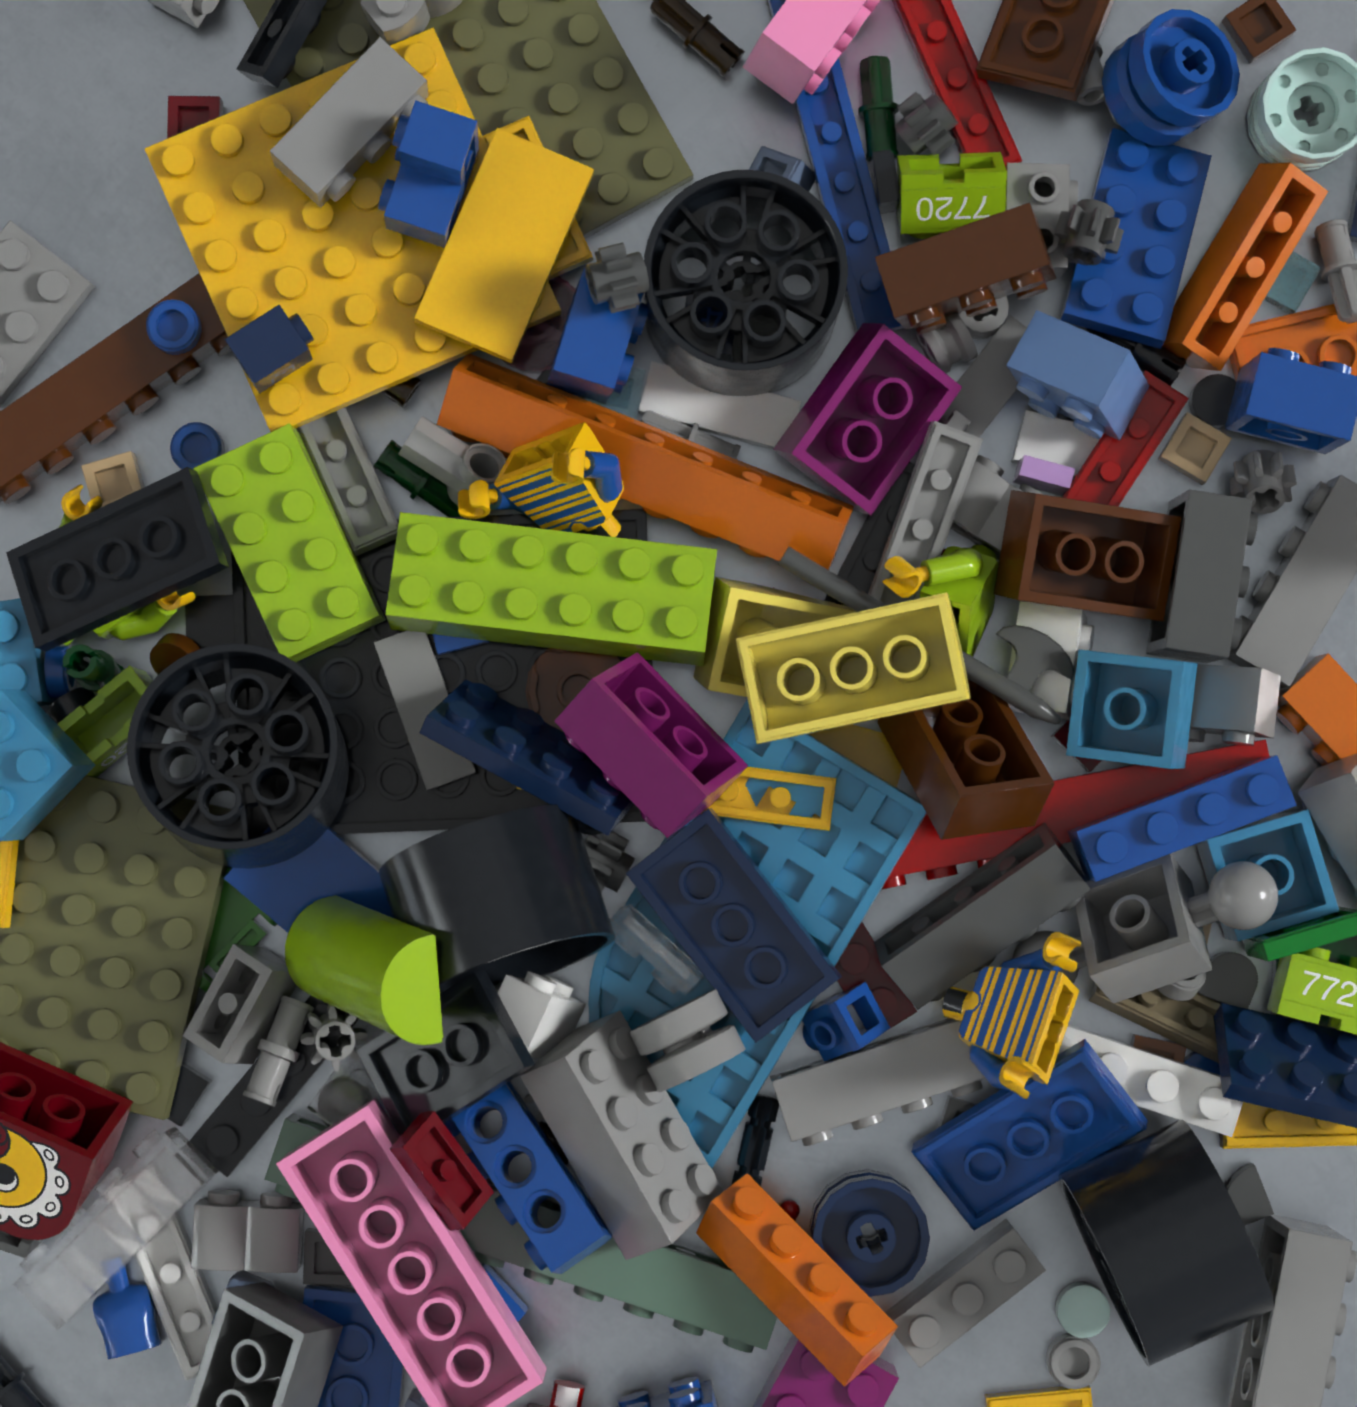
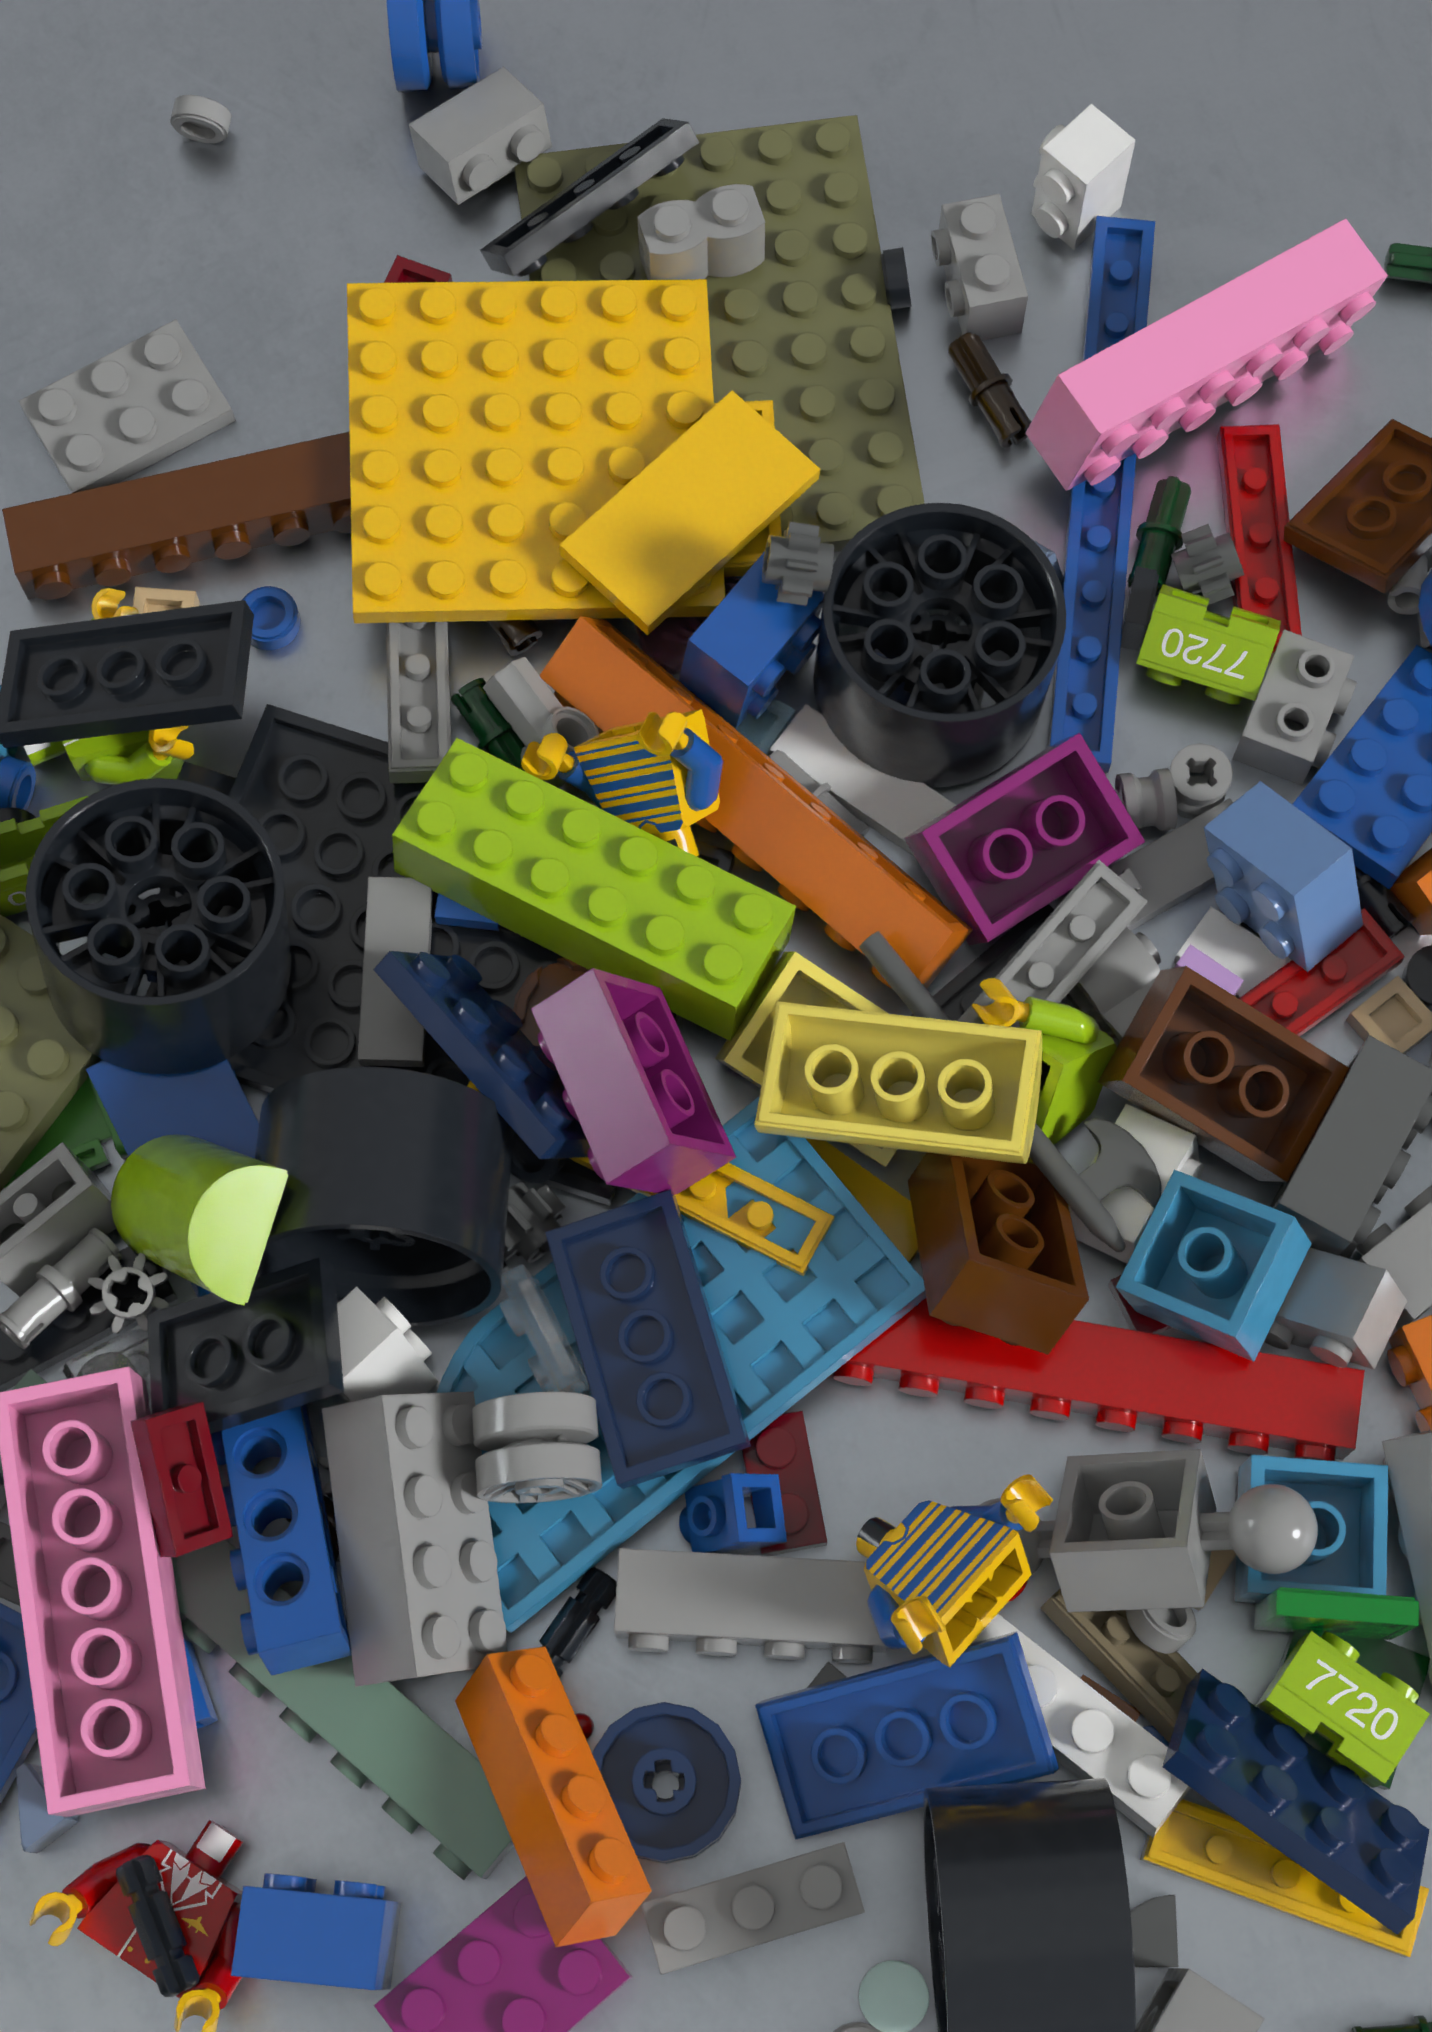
camera: 20 degrees right, 15 degrees down
(93, 671) = (44, 785): dark green pin -> none
(173, 327) = (297, 472): blue tile -> none
(271, 347) = (390, 514): dark blue brick -> none
(289, 544) = (322, 735): lime brick -> none
(349, 124) = (575, 327): light grey brick -> none
(434, 171) = (648, 401): blue brick -> none
(966, 269) = (1196, 708): reddish brown brick -> none
(981, 916) = (947, 1449): dark grey brick -> none
(1089, 232) = (1350, 724): dark grey gear -> none
(1182, 818) = (1230, 1413): blue brick -> none
(1231, 979) = (1223, 1649): dark grey tile -> none

